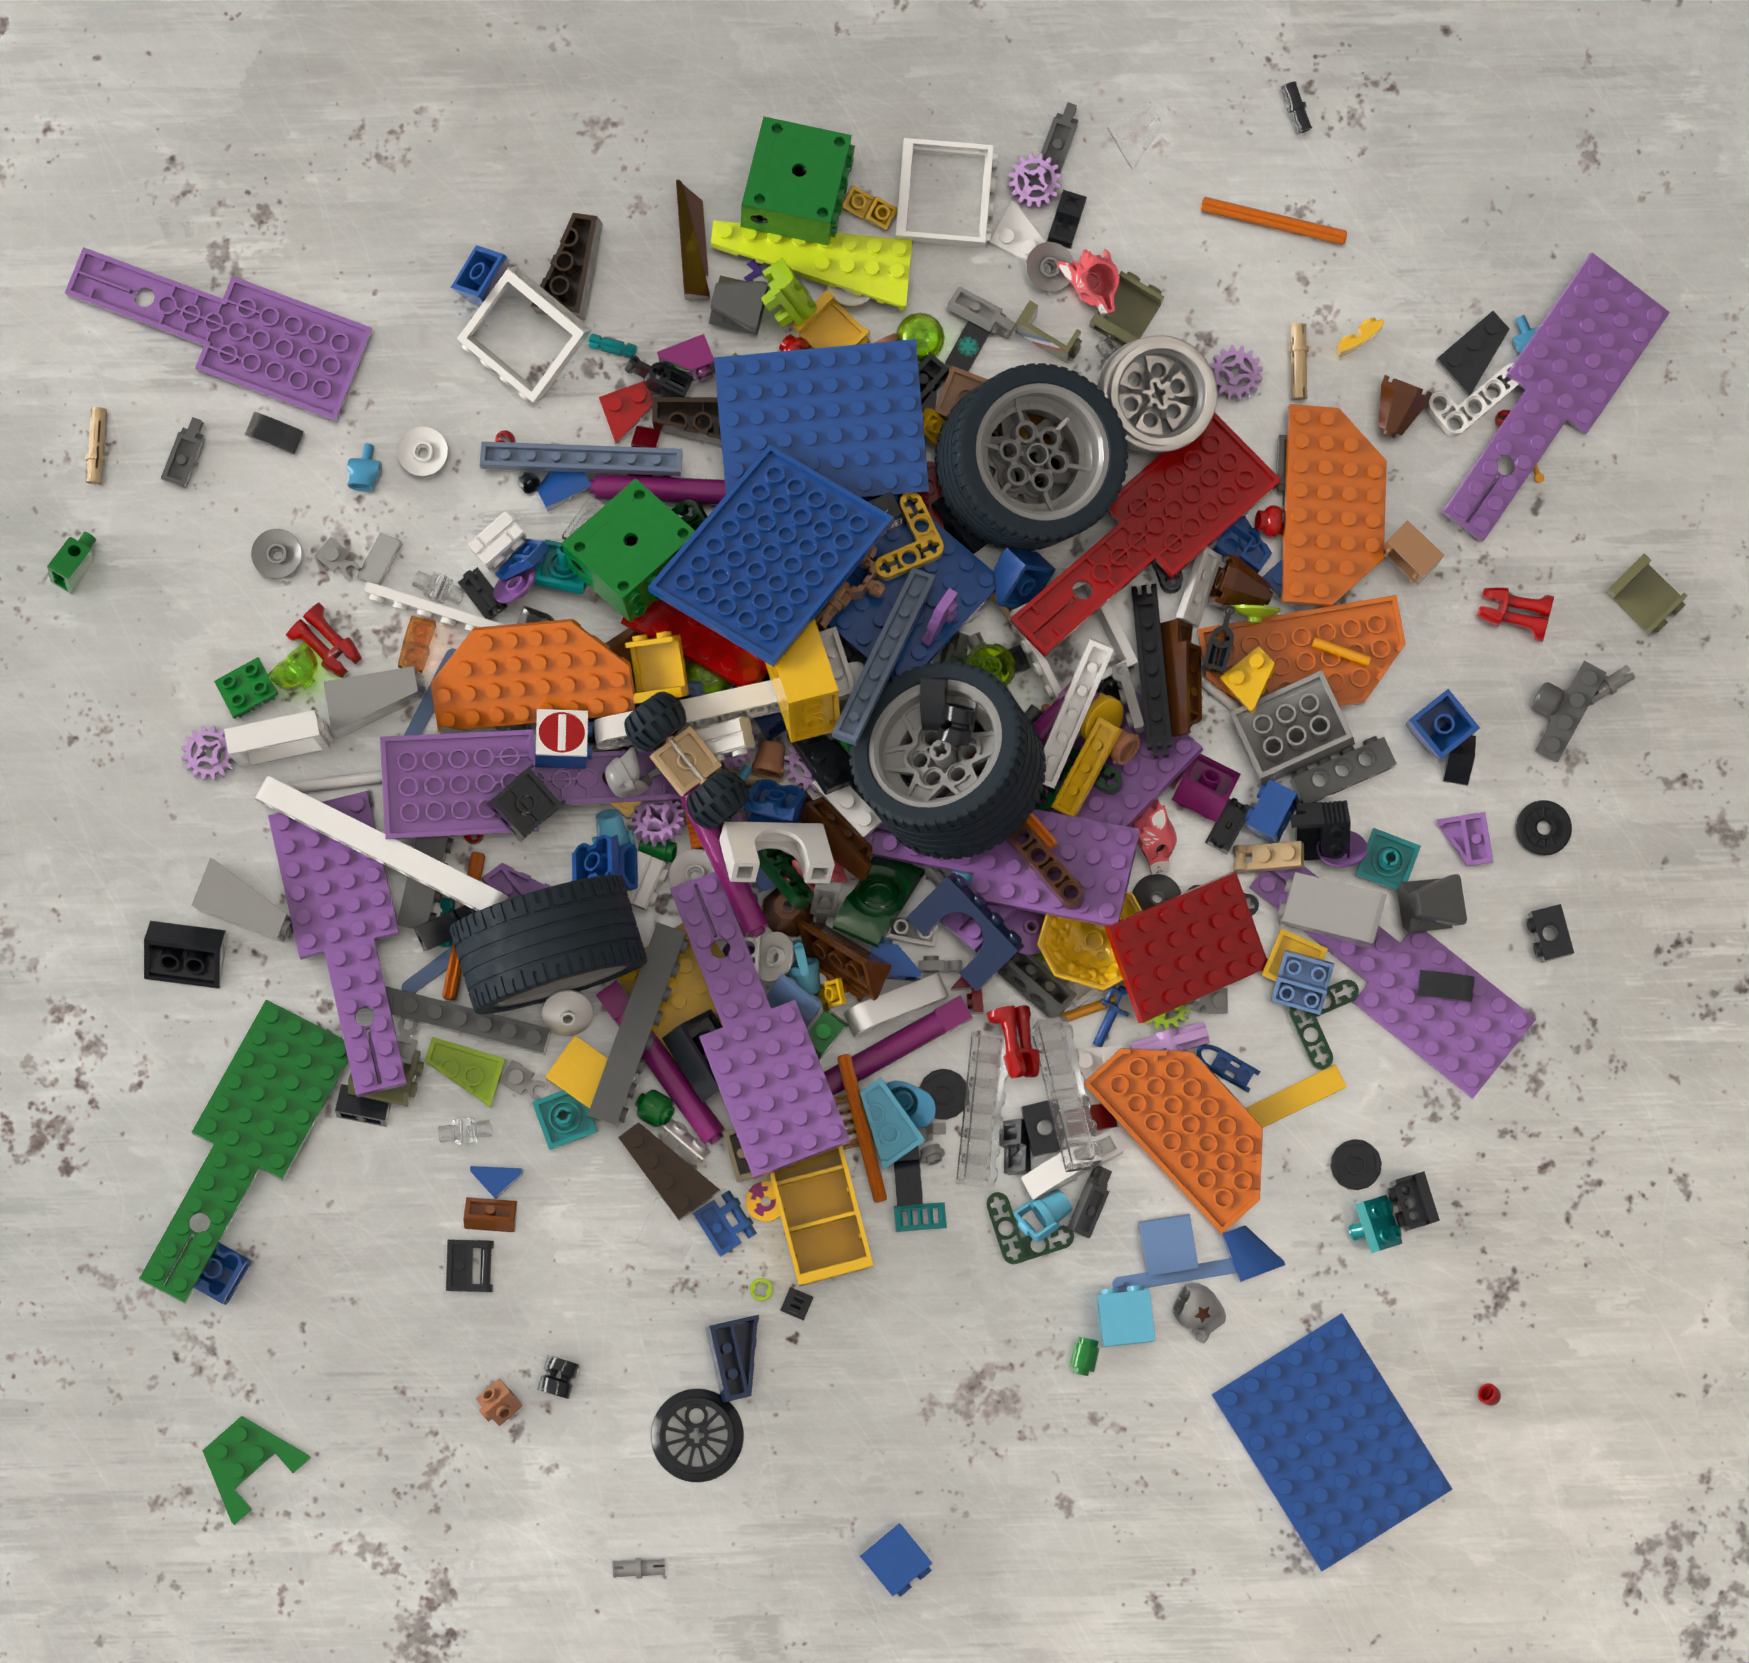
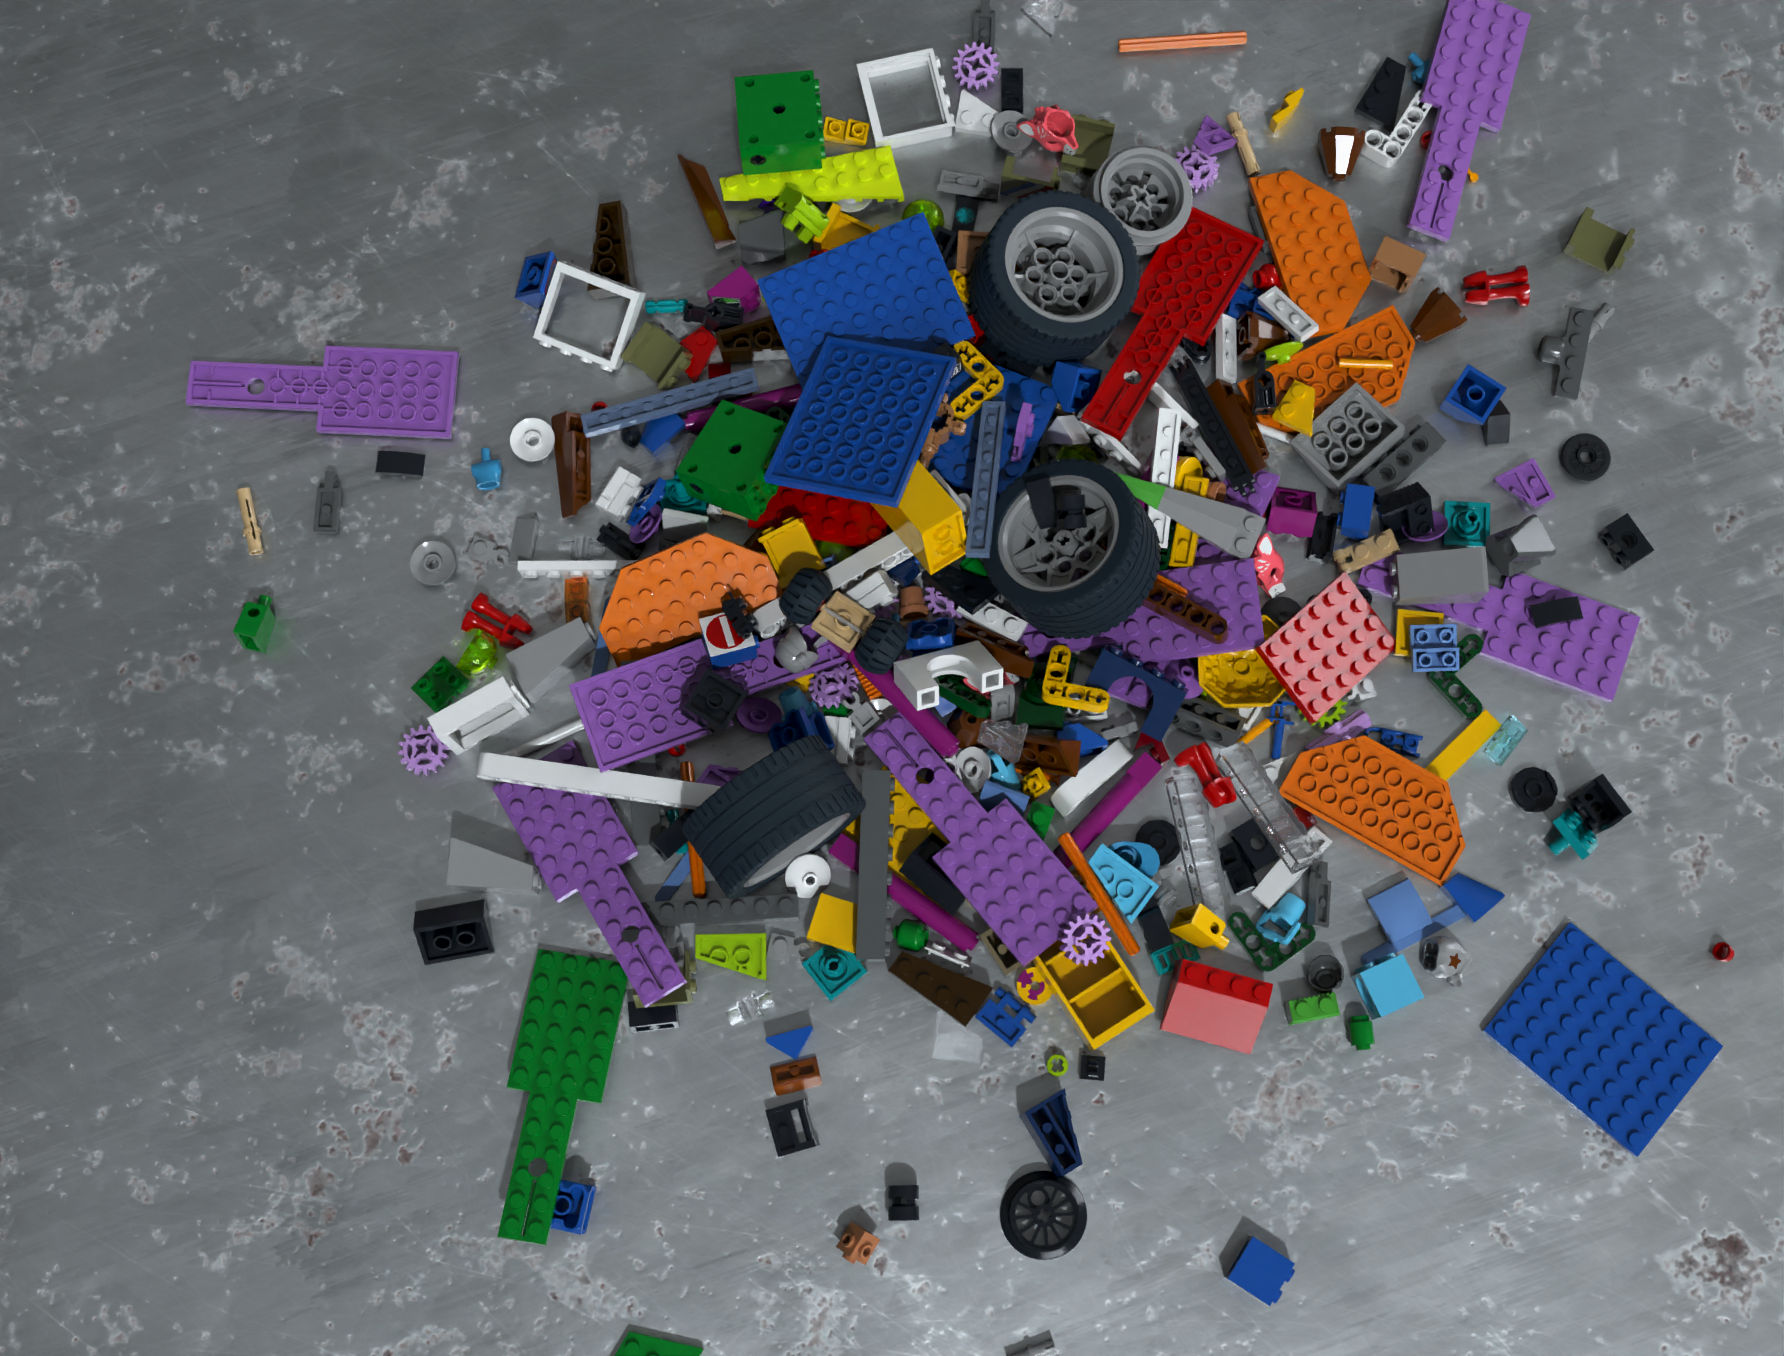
camera: 15 degrees left, 5 degrees down
(457, 489) = (572, 462): none -> reddish brown wedge
(555, 600) = (683, 525): none -> white tile
(572, 820) = (758, 715): none -> medium lavender dish
(584, 730) = (735, 609): none -> black hinge
(585, 401) = (657, 355): none -> olive panel
(676, 861) = (861, 713): none -> light grey plate
(813, 936) = (1003, 738): none -> clear wing
(823, 1182) = (1078, 930): none -> lavender gear
(890, 899) = (1059, 686): none -> yellow beam
(942, 1281) = (1215, 1006): none -> slope
(954, 1196) = (1199, 927): none -> yellow torso
(993, 627) = (1066, 431): none -> white slope
(1041, 1316) = (1311, 1008): none -> bright green brick
(1068, 1285) = (1325, 974): none -> dark grey hair
(1117, 782) = (1218, 523): none -> light grey plate
(1266, 344) = (1213, 138): none -> medium lavender wing
(1275, 572) = (1288, 314): none -> white plate
(1344, 1103) = (1505, 740): none -> clear light blue plate
(1436, 625) = (1436, 317): none -> reddish brown cone

